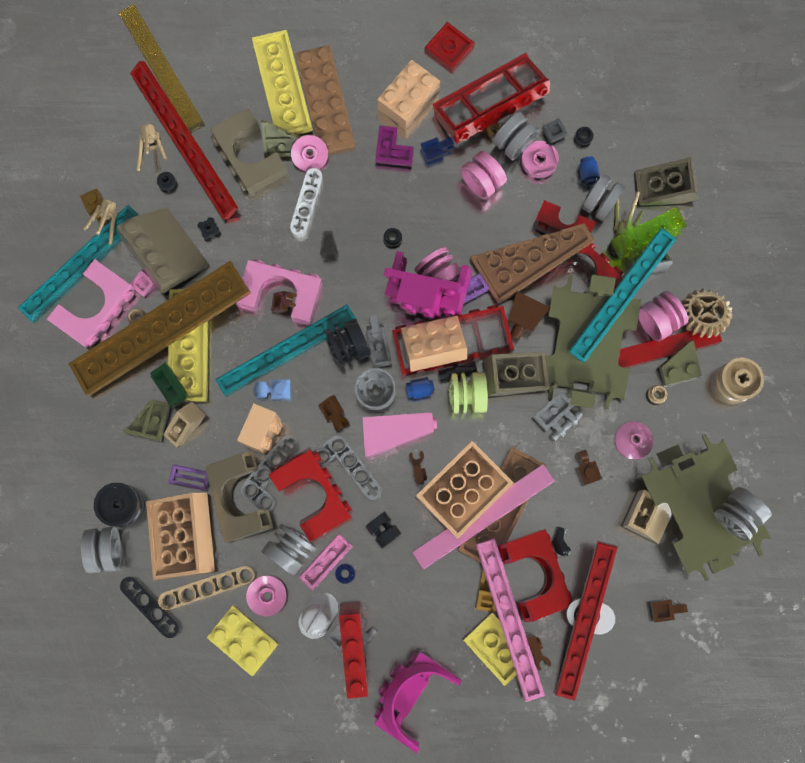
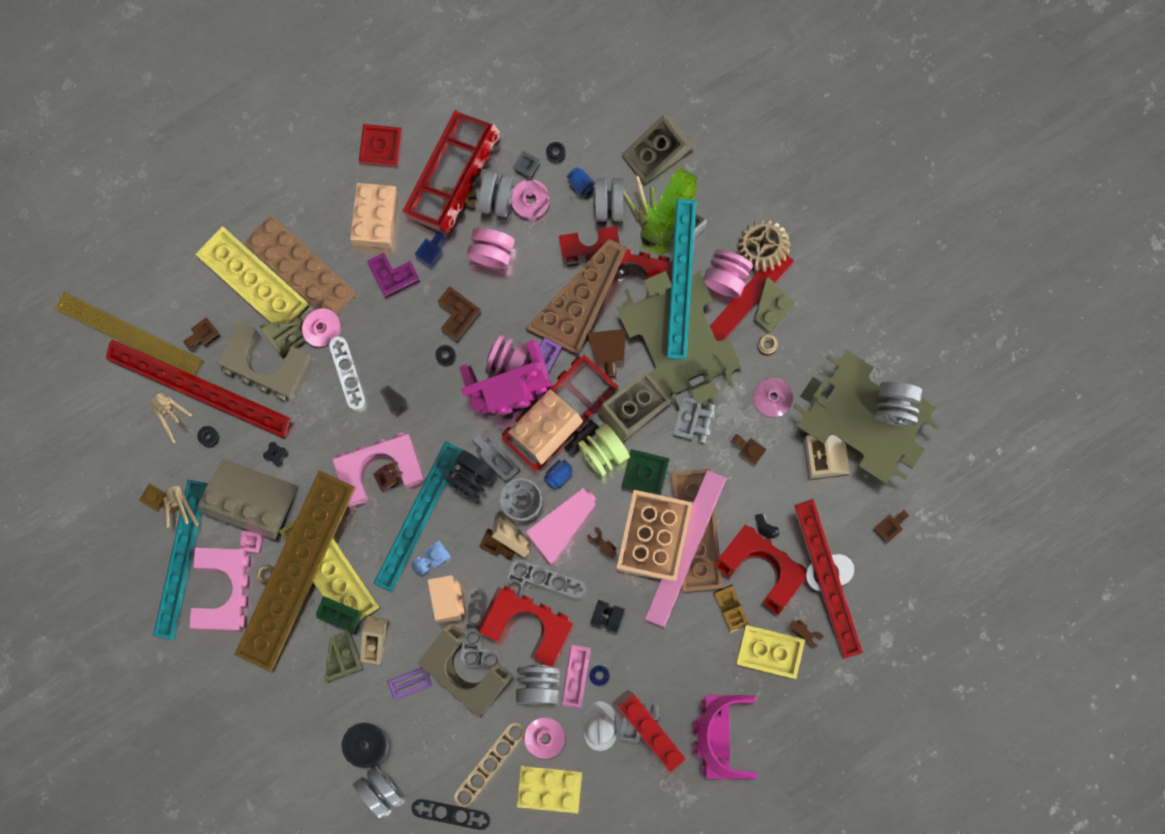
camera: 25 degrees left, 0 degrees up
(180, 536) = (435, 737): light nougat slope -> none
(217, 100) = (203, 333): none -> reddish brown plate
(348, 412) = (510, 535): none -> tan wing
(427, 213) = (462, 313): none -> reddish brown plate
(490, 433) = (645, 472): none -> dark green plate
(510, 620) = (764, 620): bright pink tile -> none
(738, 380) = (833, 276): tan wheel -> none

